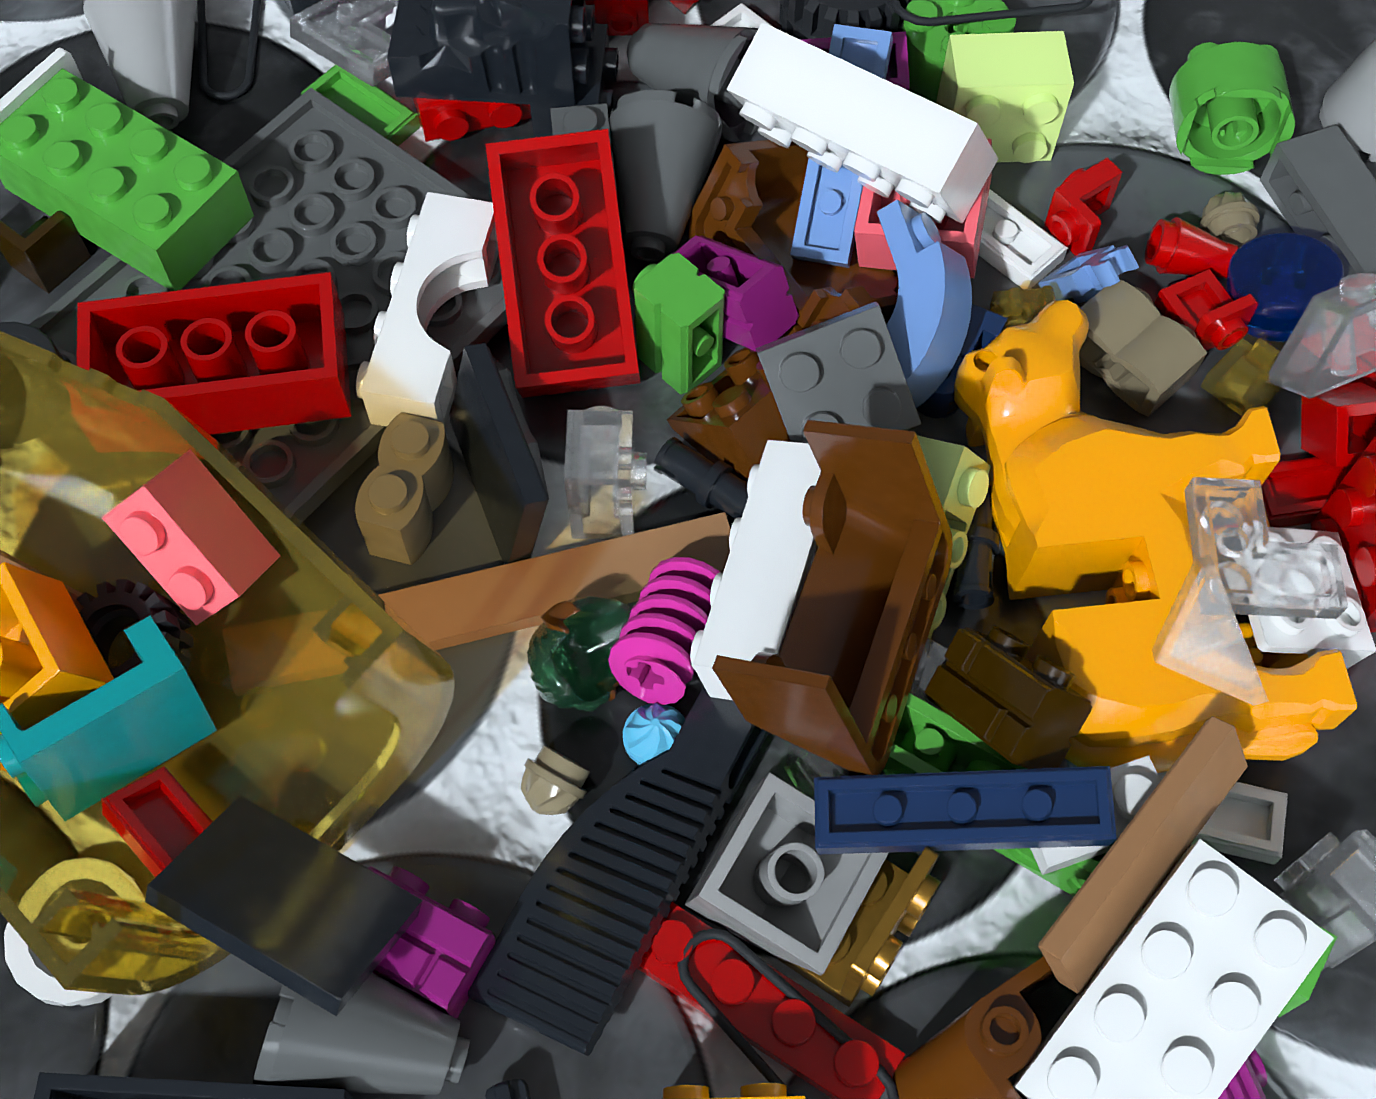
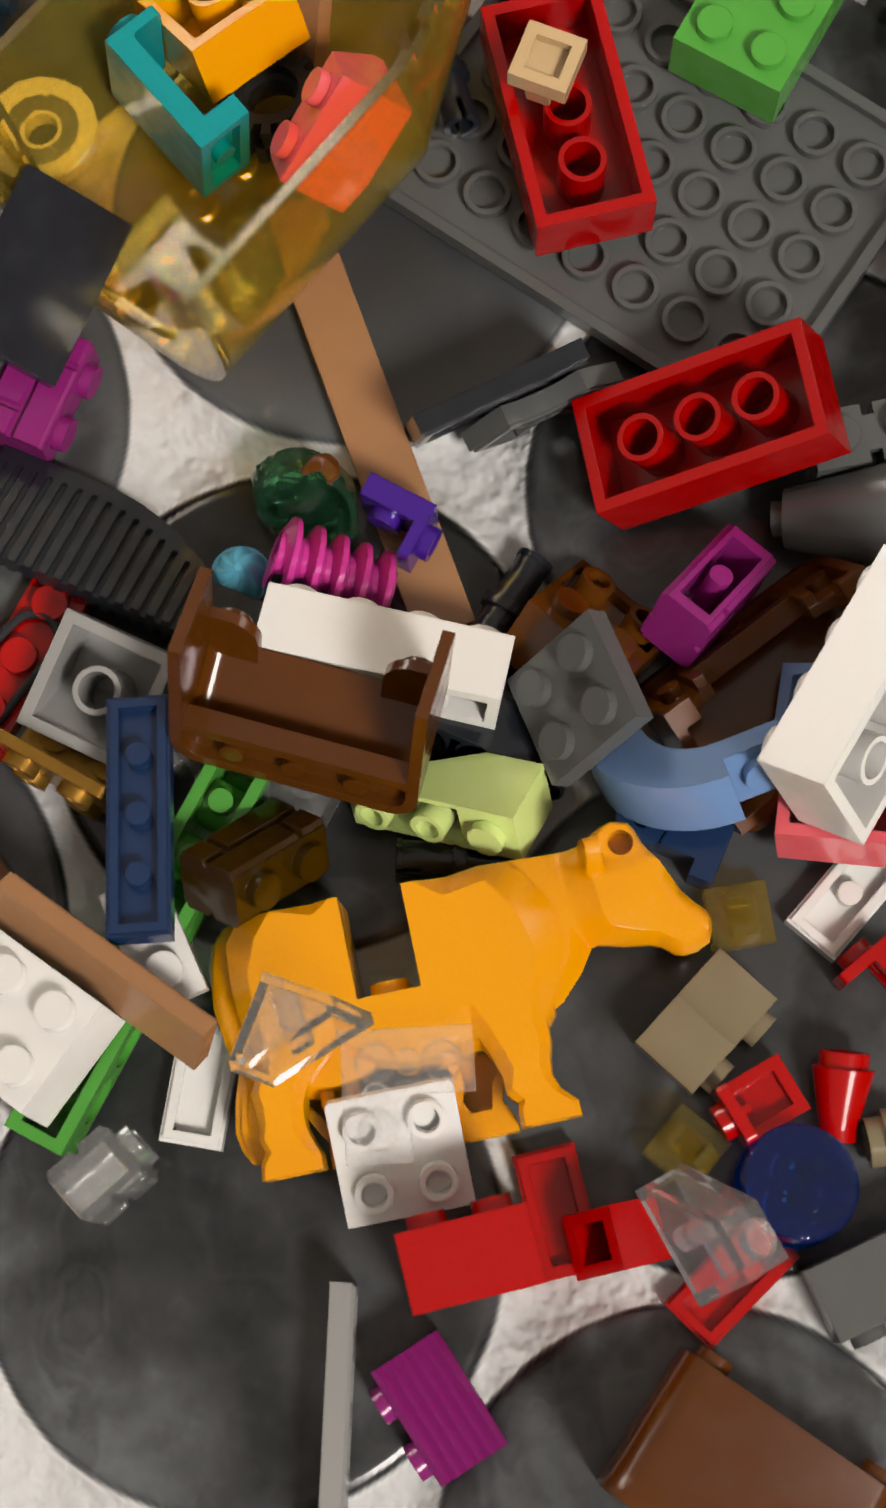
camera: 90 degrees right, 15 degrees up
(155, 818) = (115, 167): red tile -> none
(166, 332) = (546, 63): none -> tan tile
(405, 488) = (452, 319): dark tan brick -> none
(447, 254) = (584, 295): white arch -> none
(553, 782) = (191, 491): dark tan plate -> none
(602, 472) = (487, 491): clear brick -> none
(614, 551) = (398, 509): none -> dark purple bracket
(679, 322) = (665, 543): bright green brick -> none
(1090, 273) = (788, 973): medium blue plate -> none

